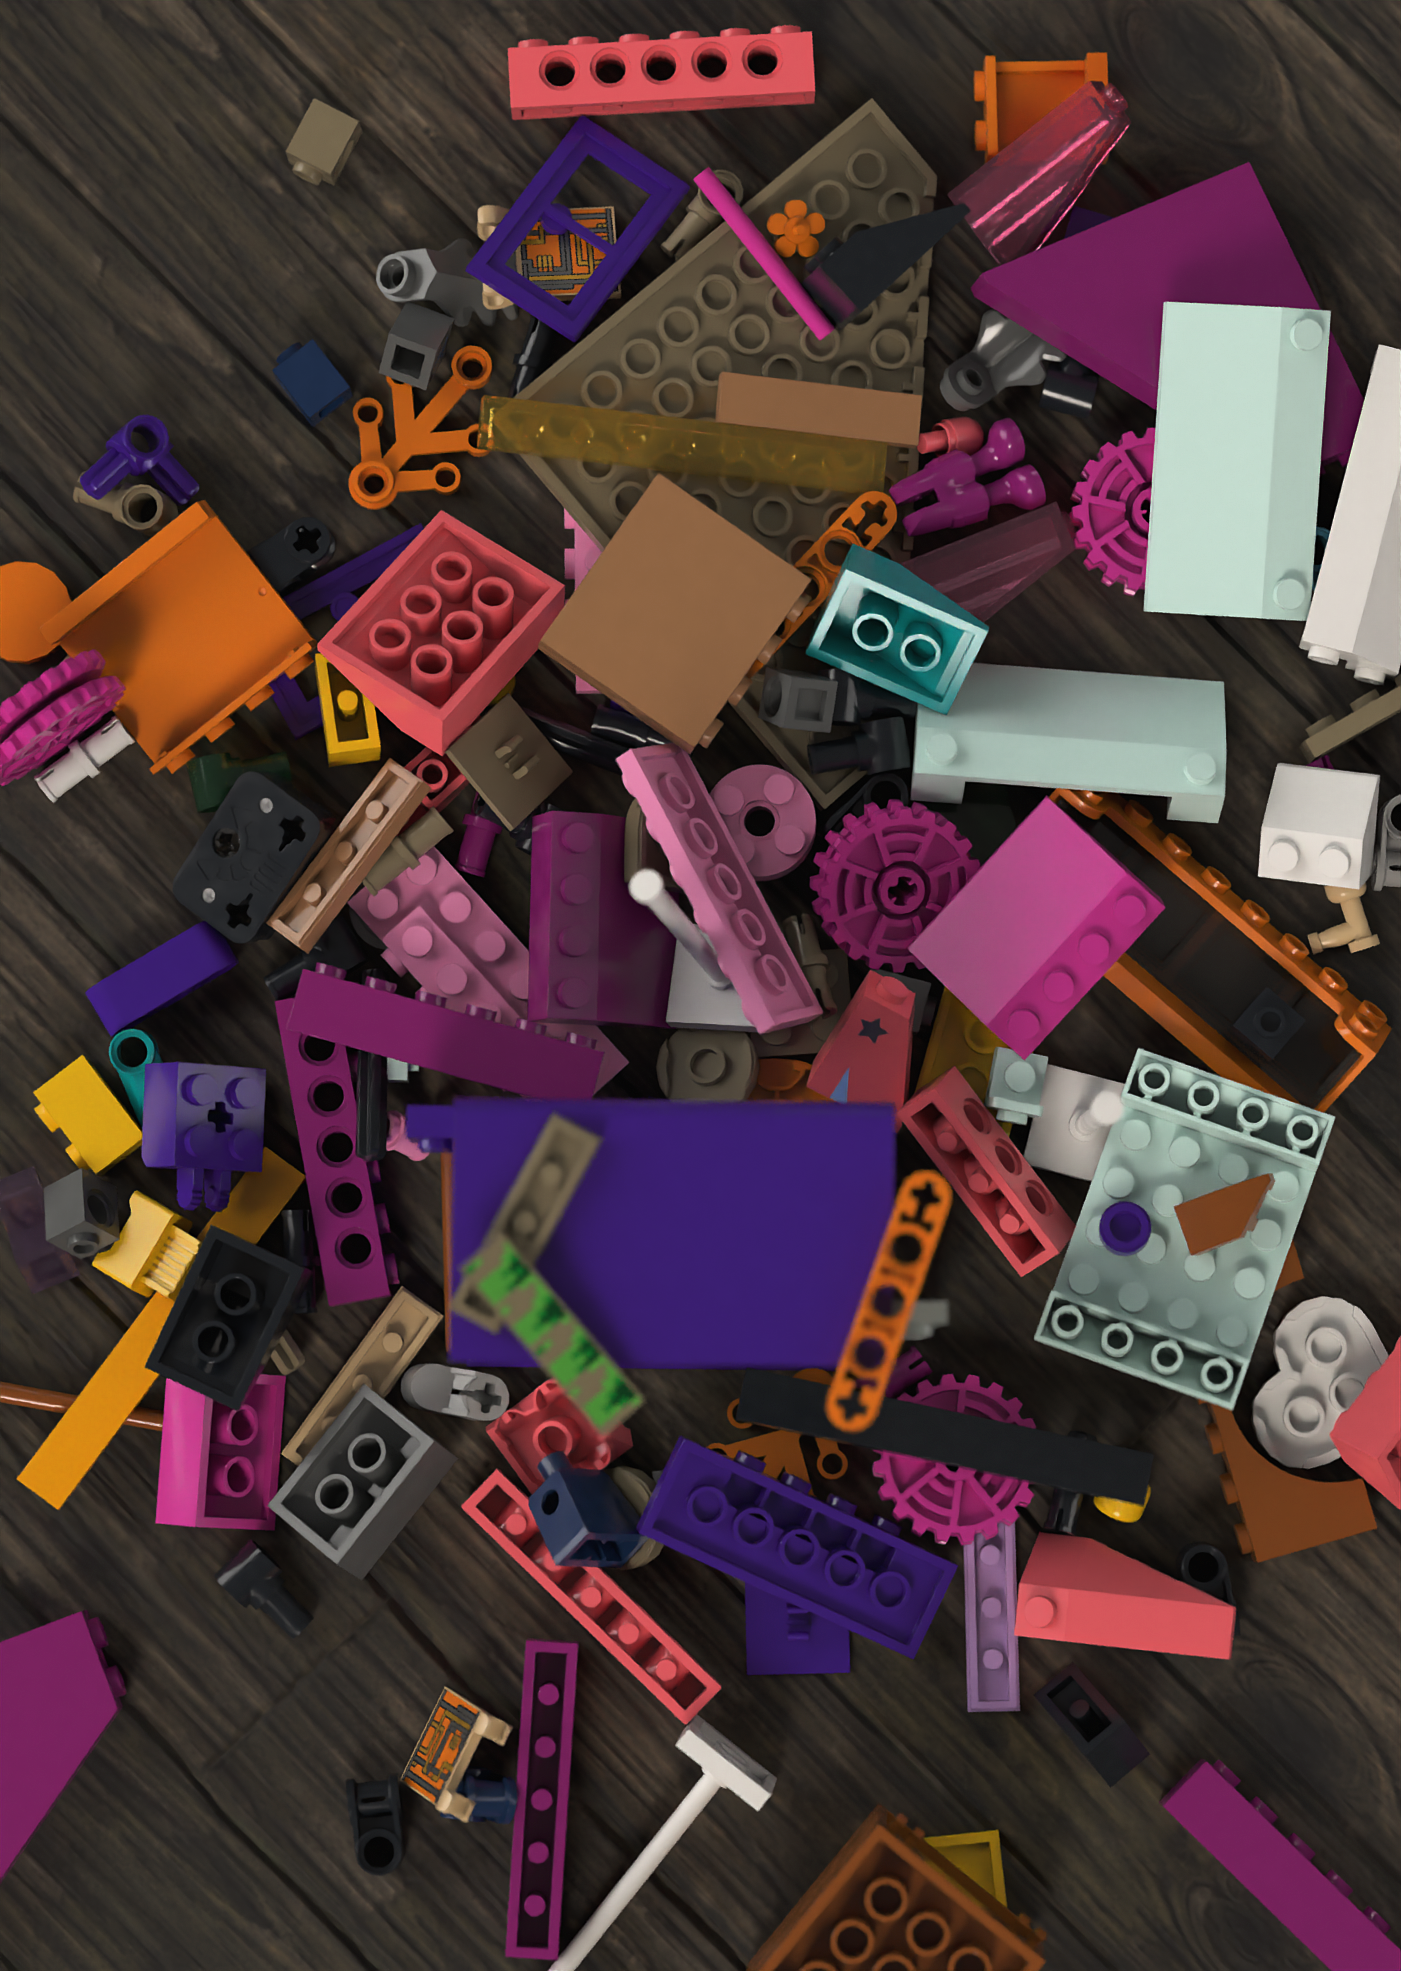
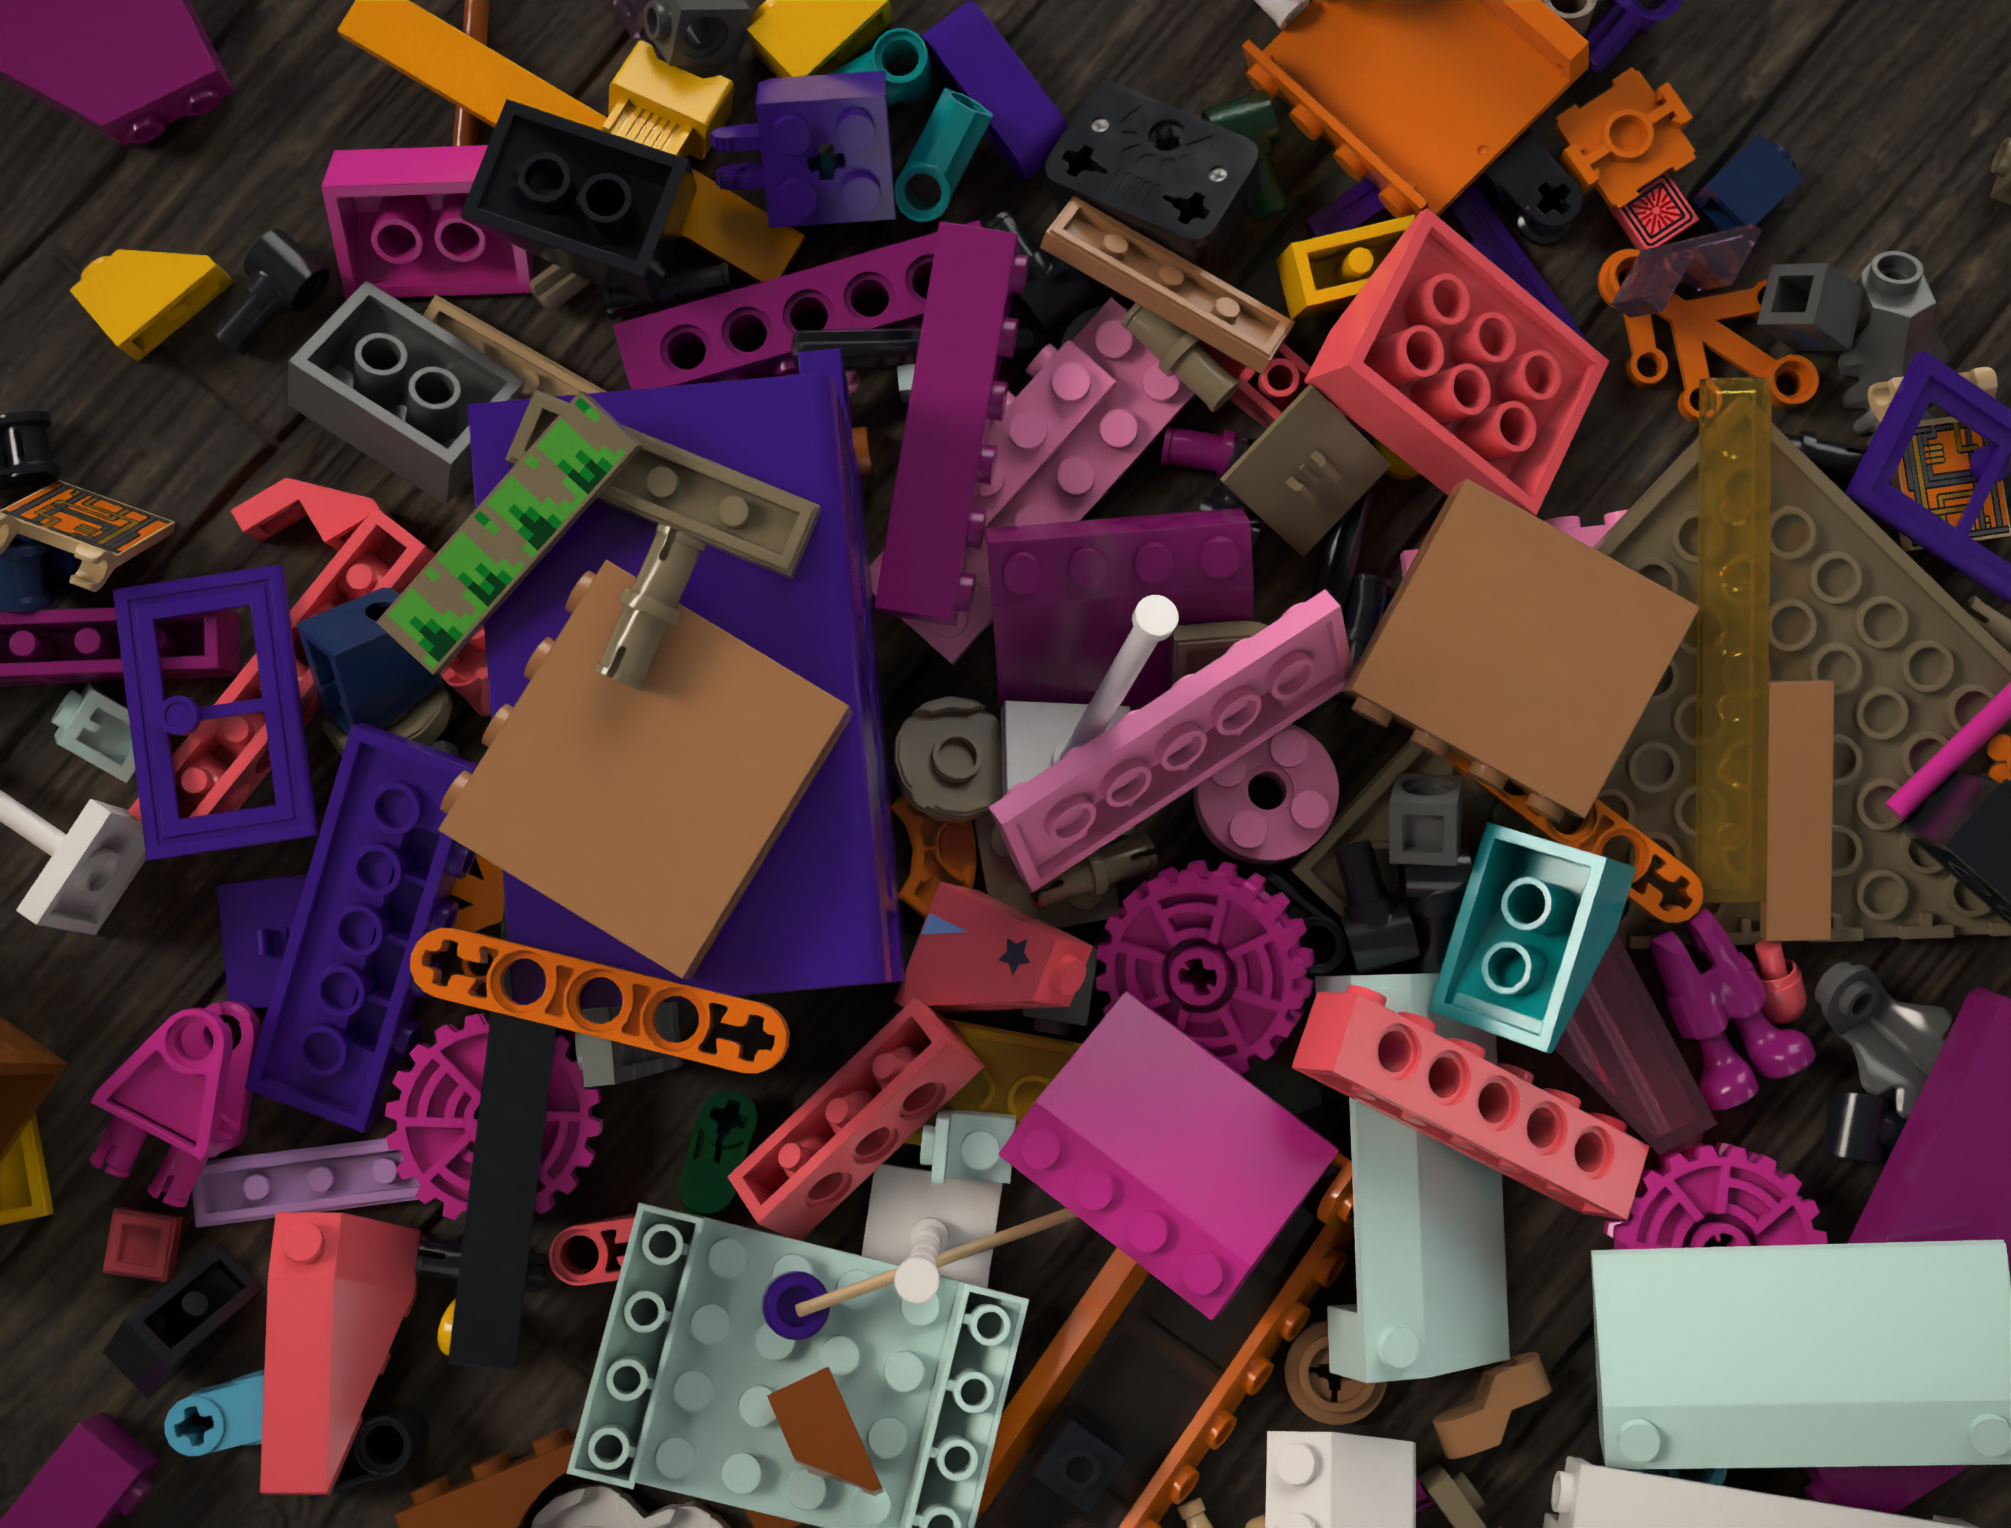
camera: 85 degrees right, 0 degrees up
(216, 1026) = (943, 153): none -> teal piece
(256, 1690) = (147, 295): none -> yellow slope
(259, 475) = (1625, 138): none -> orange piece
(320, 457) = (1656, 214): none -> tile
(367, 423) = (1699, 261): none -> slope
(455, 1548) = (331, 511): none -> coral slope
(613, 1753) = (96, 731): none -> light aqua bracket
(616, 1697) = (154, 717): none -> dark purple door
(622, 1230) = (650, 607): none -> dark tan pin
(729, 1252) = (649, 799): none -> medium nougat brick
(913, 1704) = (182, 1093): none -> dark pink piece
(983, 1275) = (726, 1126): none -> dark green piece
(1022, 690) = (1470, 1103): none -> coral brick
(1028, 1756) = (143, 1244): none -> coral tile
(1086, 1386) = (601, 1233): none -> coral beam
(1105, 1129) = (944, 1258): none -> tan axle
(1164, 1679) = (236, 1415): none -> medium azure piece
(1234, 838) = (1312, 1391): none -> medium nougat gear
(1268, 708) = (1483, 1420): none -> medium nougat piece

